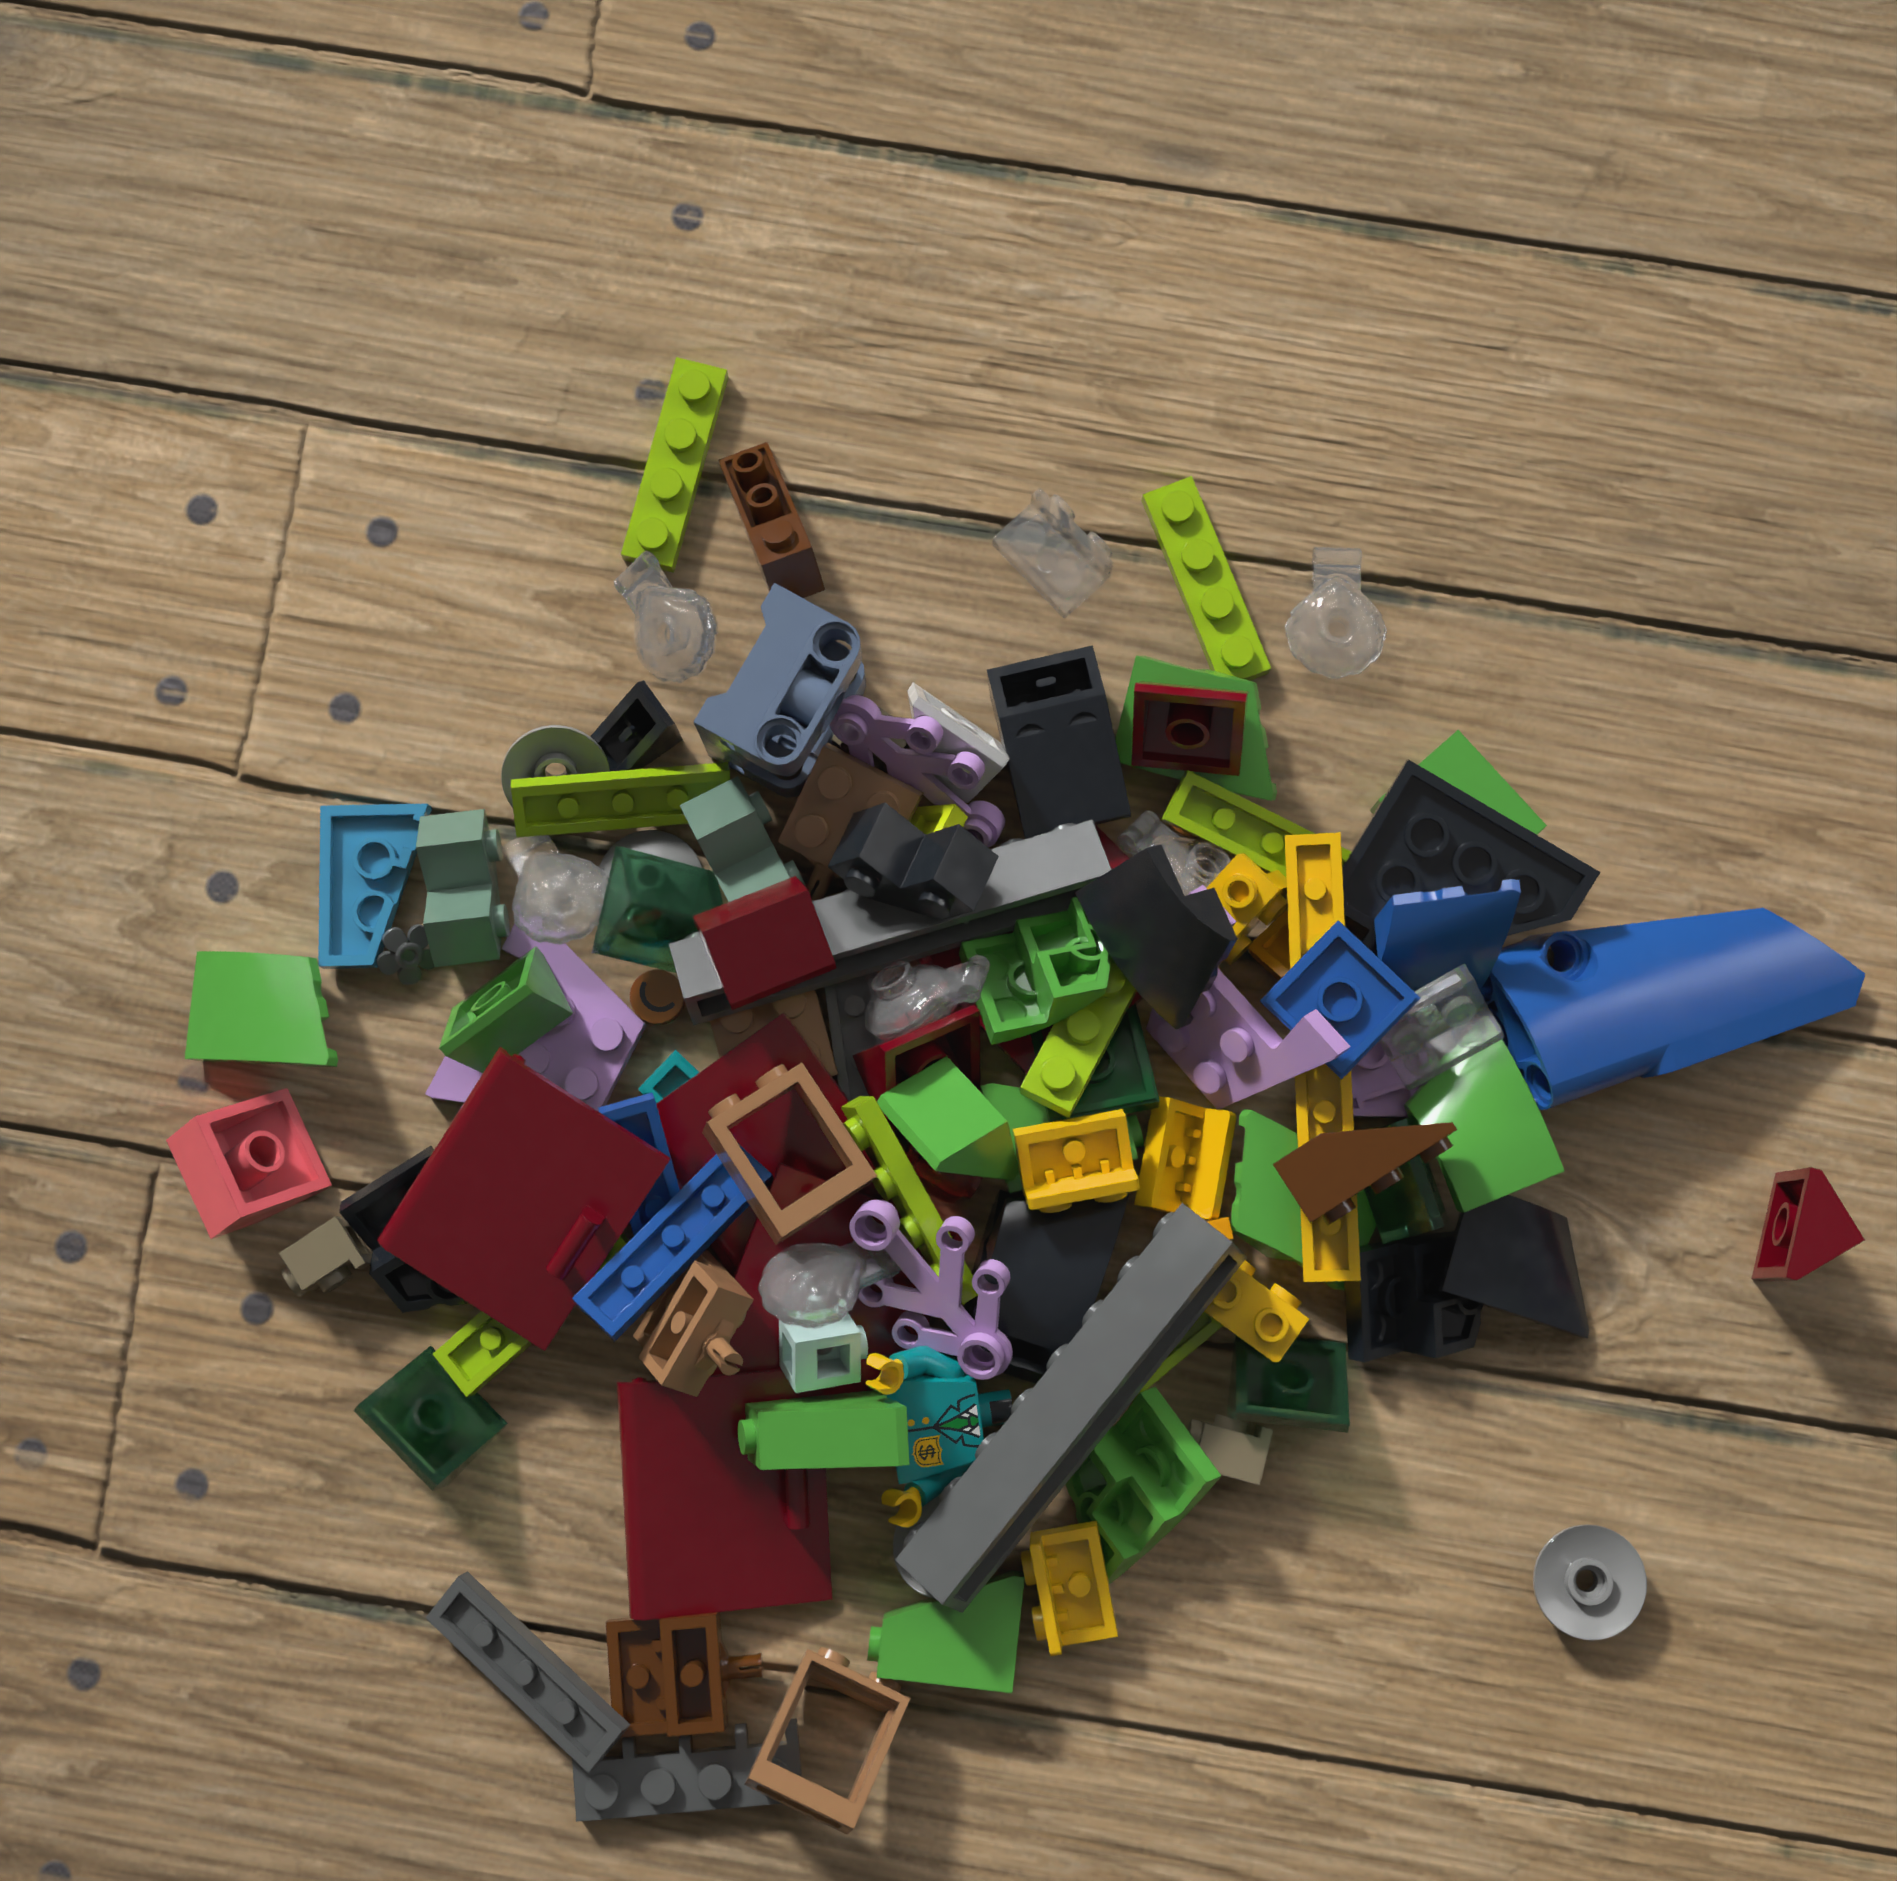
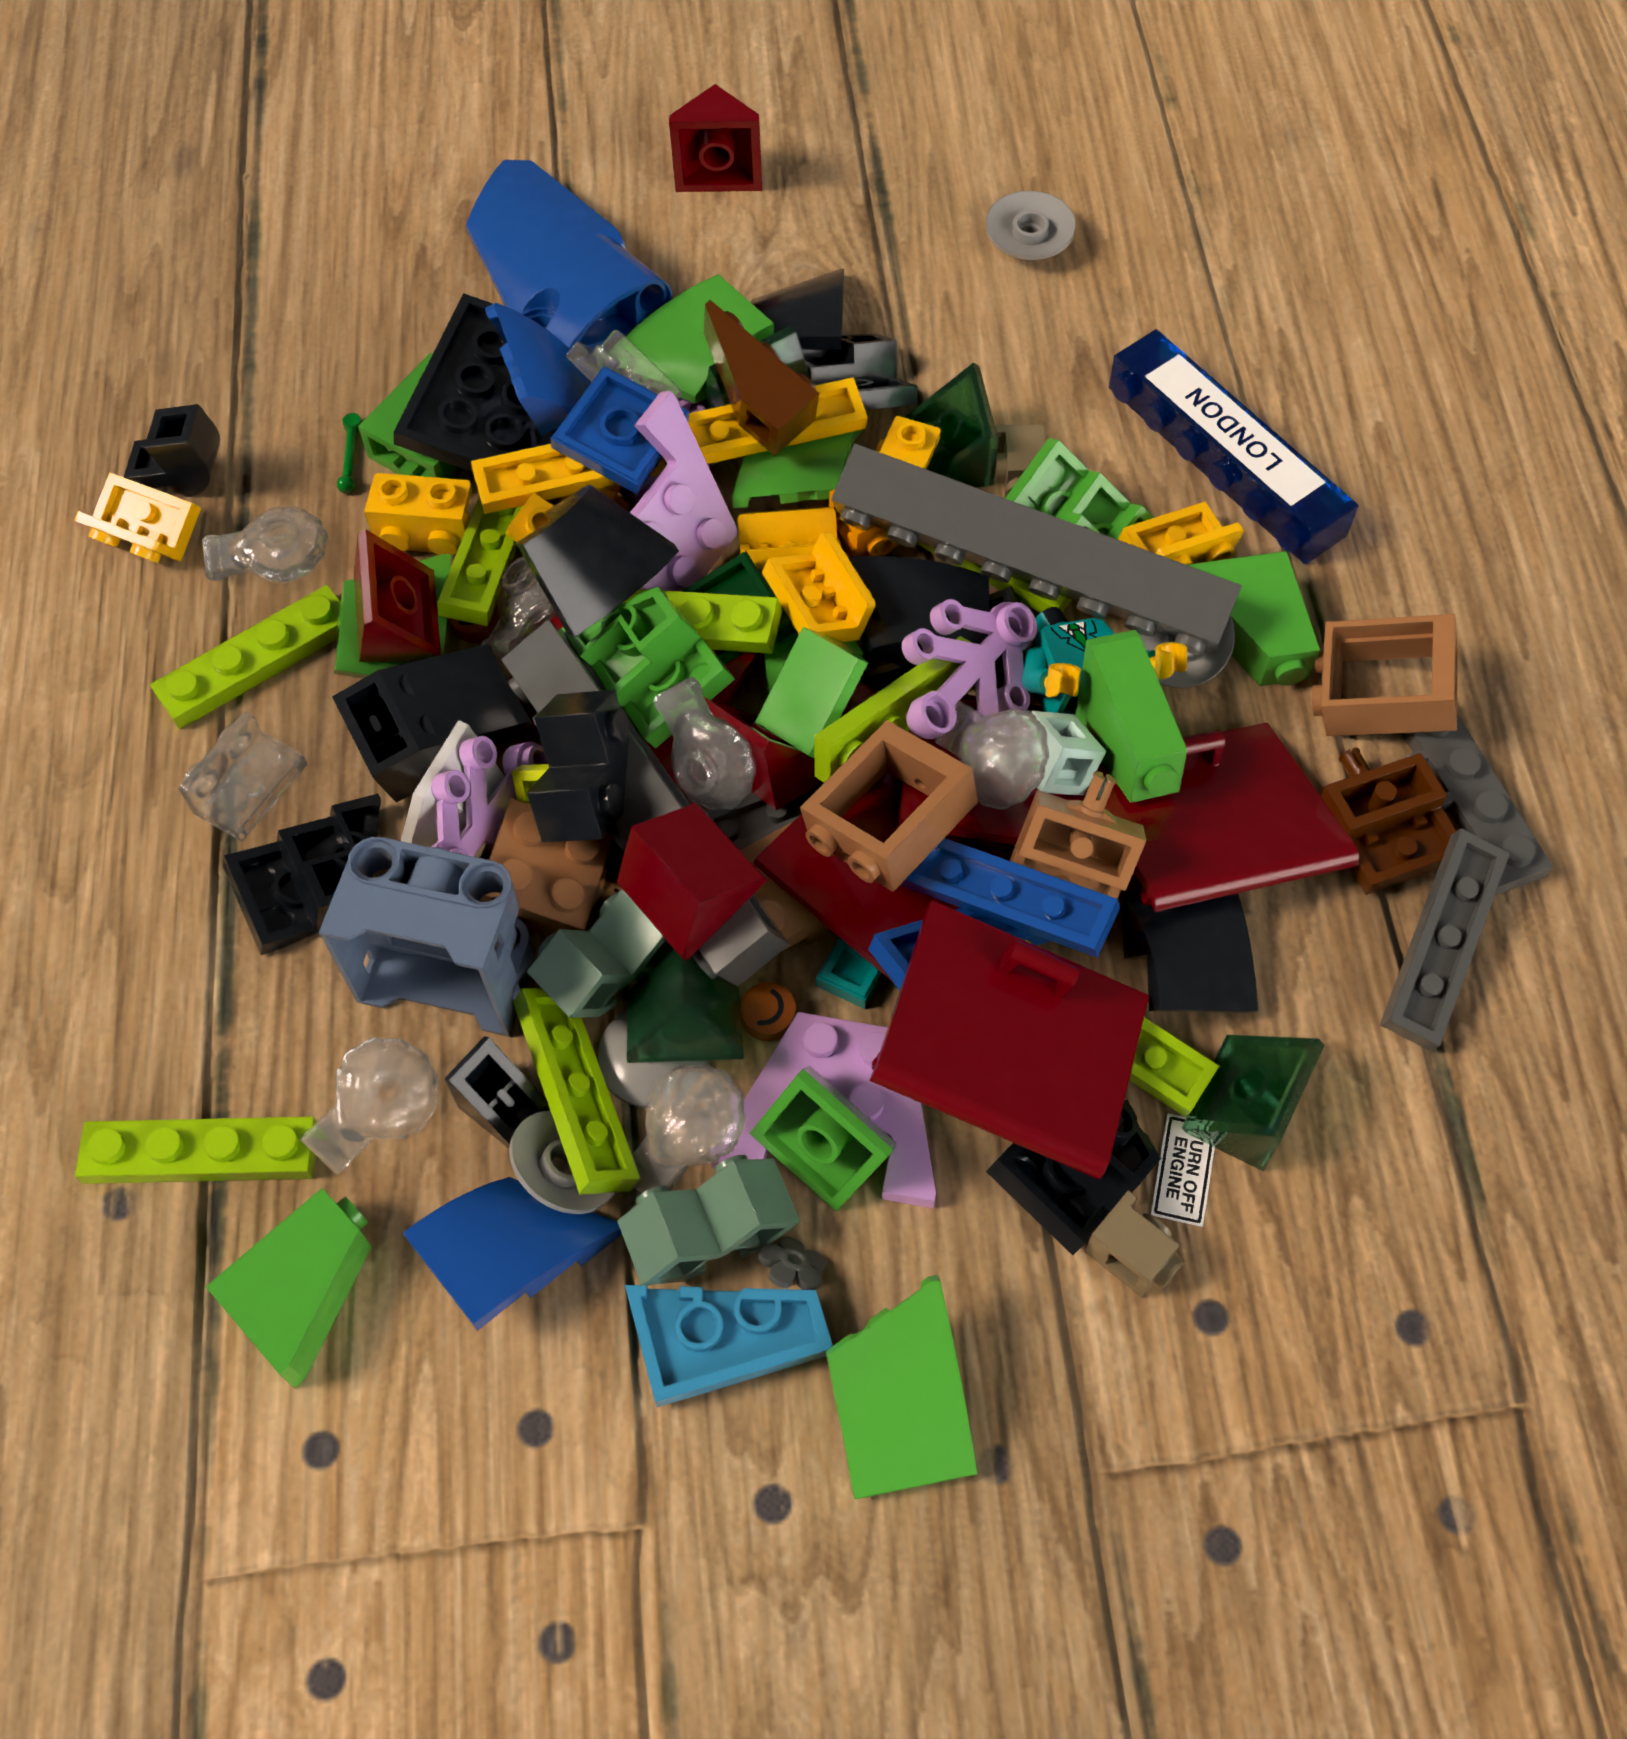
camera: 105 degrees left, 20 degrees down
(247, 1162) = (1068, 1361): coral slope -> none
(388, 1330) = (1182, 1175): none -> white sticker
(487, 700) = (503, 1244): none -> blue slope
(516, 528) = (296, 1282): none -> bright green slope
(573, 1412) = (1194, 955): none -> black slope
(771, 521) = (254, 1027): reddish brown slope -> none
(927, 600) = (291, 882): none -> black slope
(1192, 1696) = (1232, 447): none -> clear blue brick
(1331, 777) = (419, 512): none -> yellow bracket
(1404, 488) = (142, 516): none -> yellow bracket
(1479, 531) = (176, 451): none -> black brick
(1497, 731) = (346, 483): none -> green hinge

